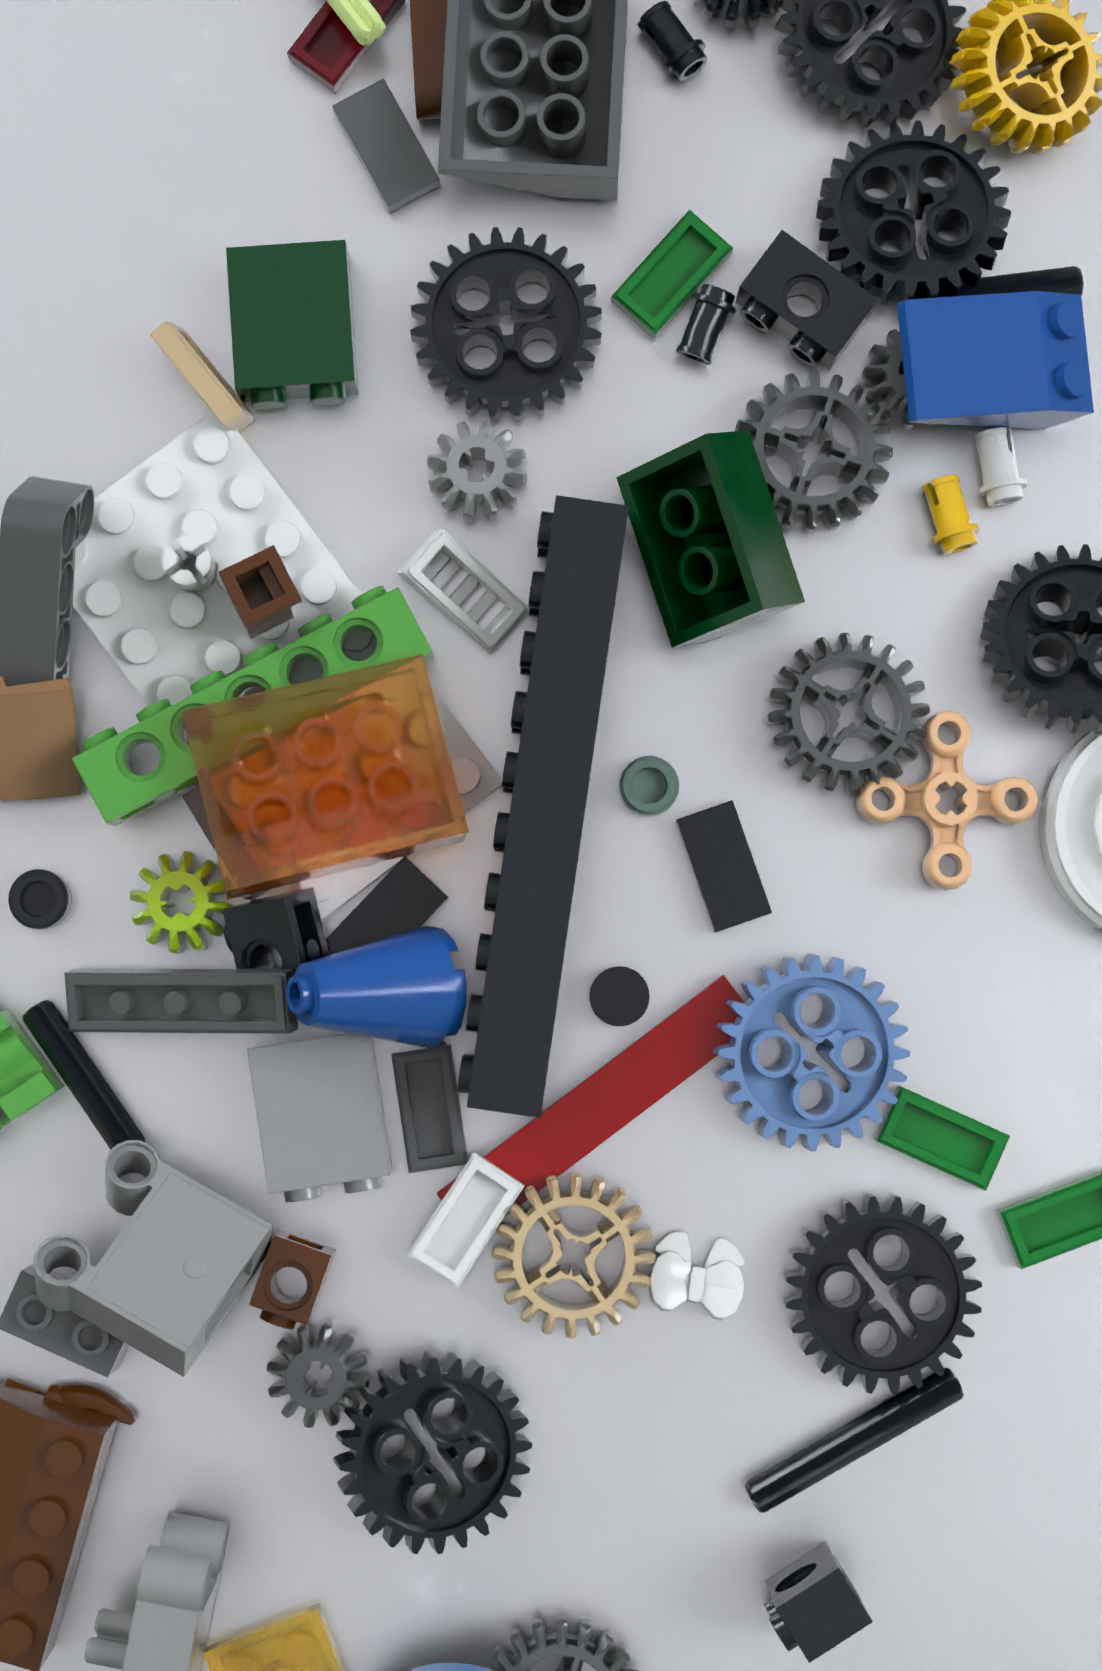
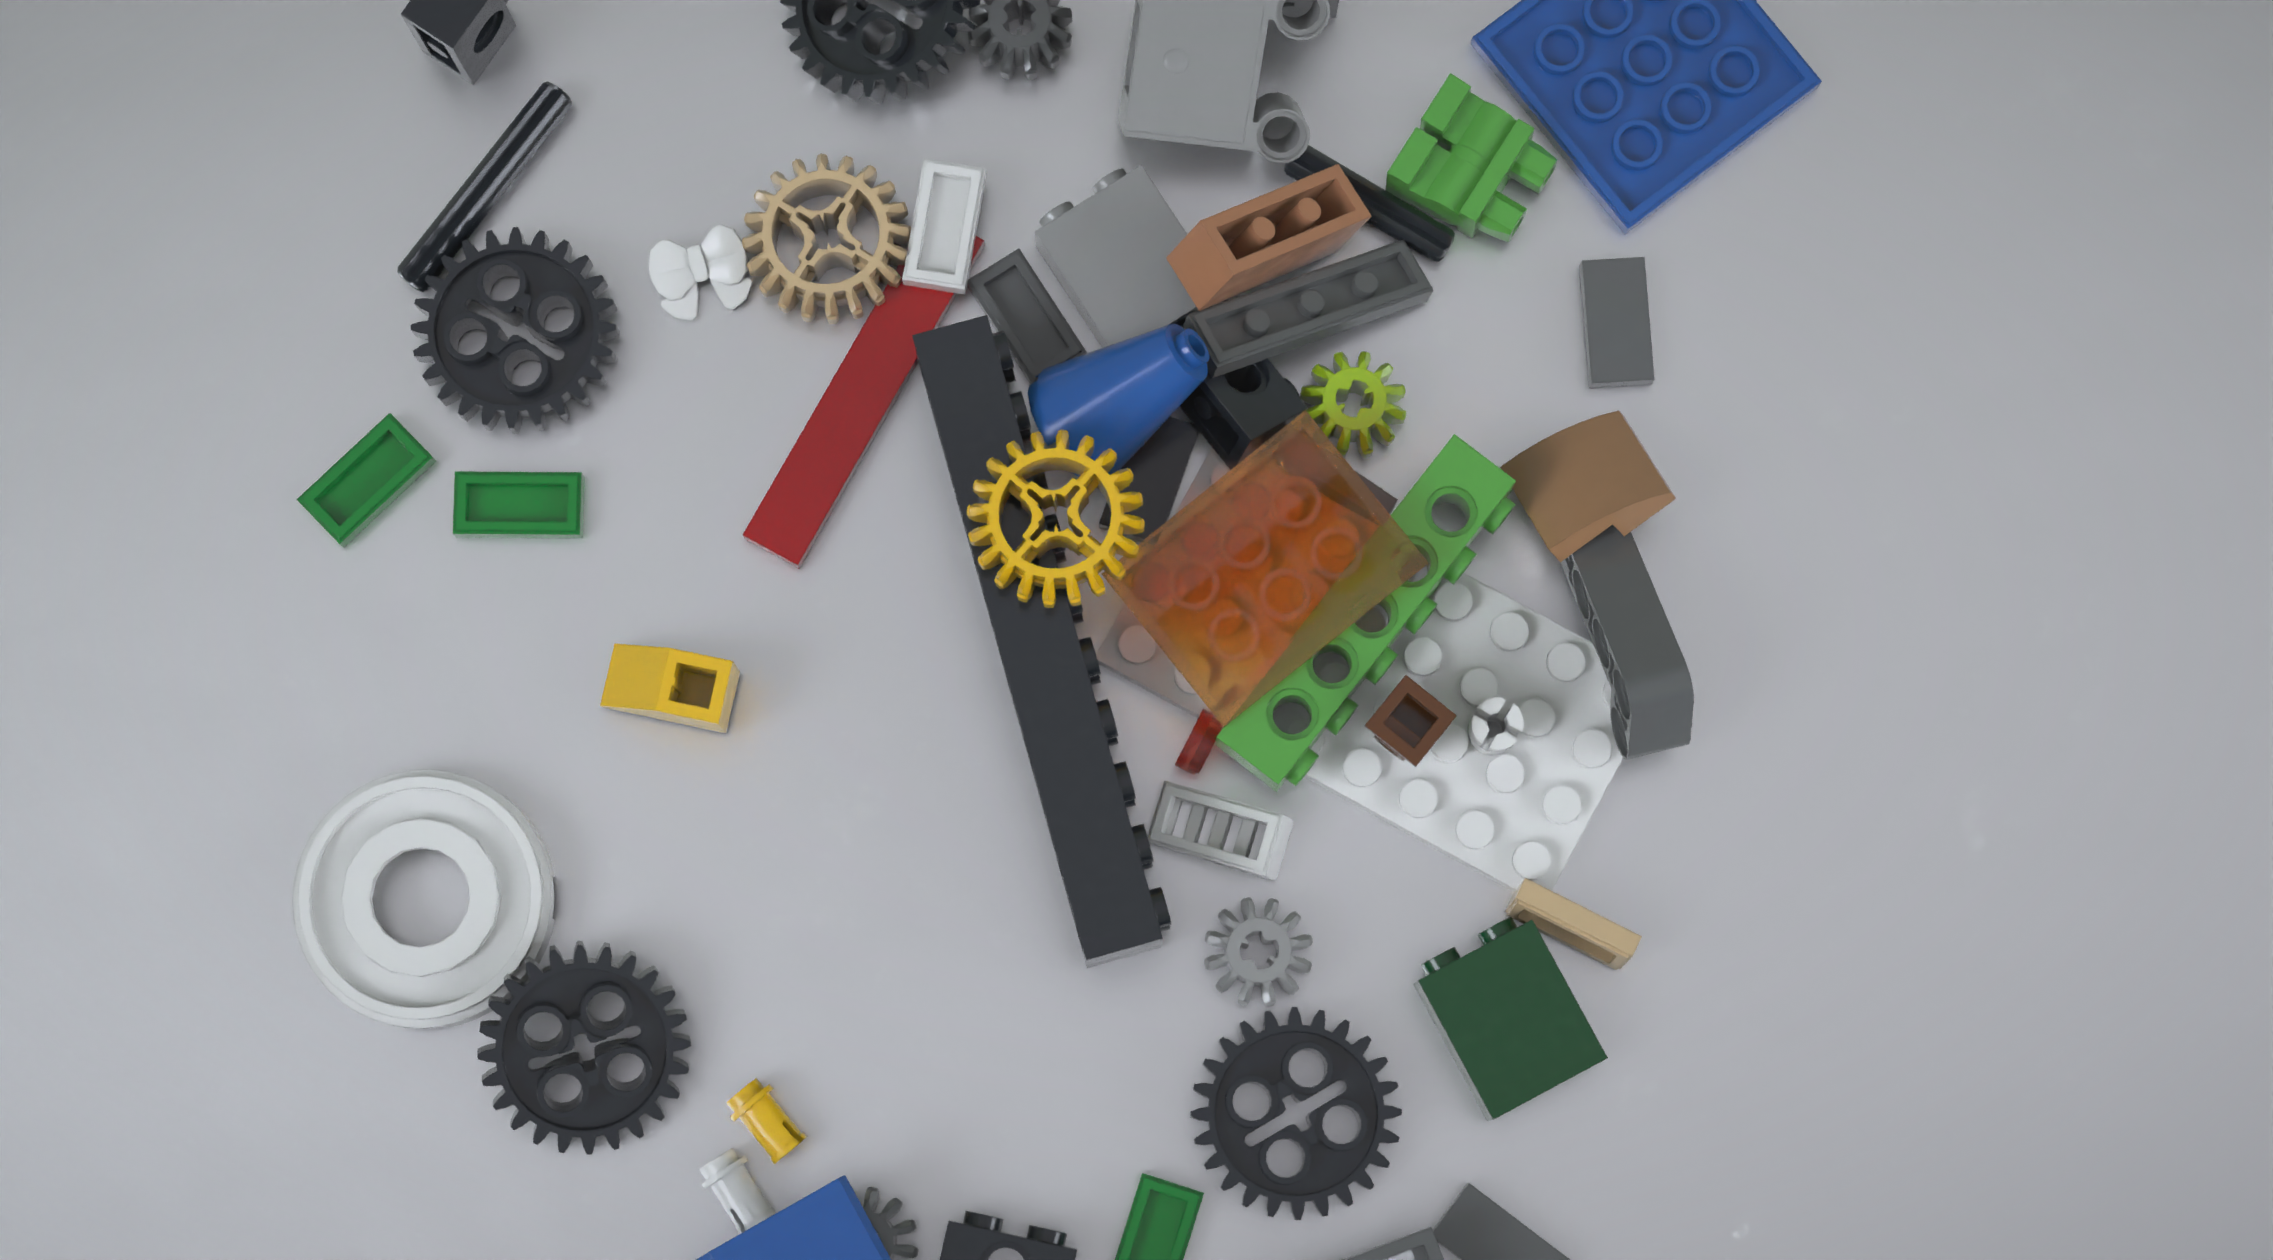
camera: 155 degrees right, 5 degrees down
(40, 899) = (1491, 352): black tile -> none
(186, 1075) = (1268, 237): none -> nougat brick
(295, 1252) = (1085, 128): reddish brown brick -> none
(449, 666) = (1199, 743): none -> clear red tile
(465, 842) = (1035, 542): none -> yellow gear
(619, 996) = (890, 503): black tile -> none
(648, 786) = (950, 718): sand green tile -> none
(706, 323) = (1095, 1206): black pin -> none
(710, 538) = (993, 976): dark green brick -> none
(723, 866) = (843, 672): black tile -> none
(775, 1089) = (658, 579): medium blue gear -> none
(823, 700) = (729, 863): dark grey gear -> none
(837, 460) = (877, 1124): dark grey gear -> none
(878, 914) = (671, 685): none -> yellow slope
(972, 800) = (624, 842): light nougat gear -> none

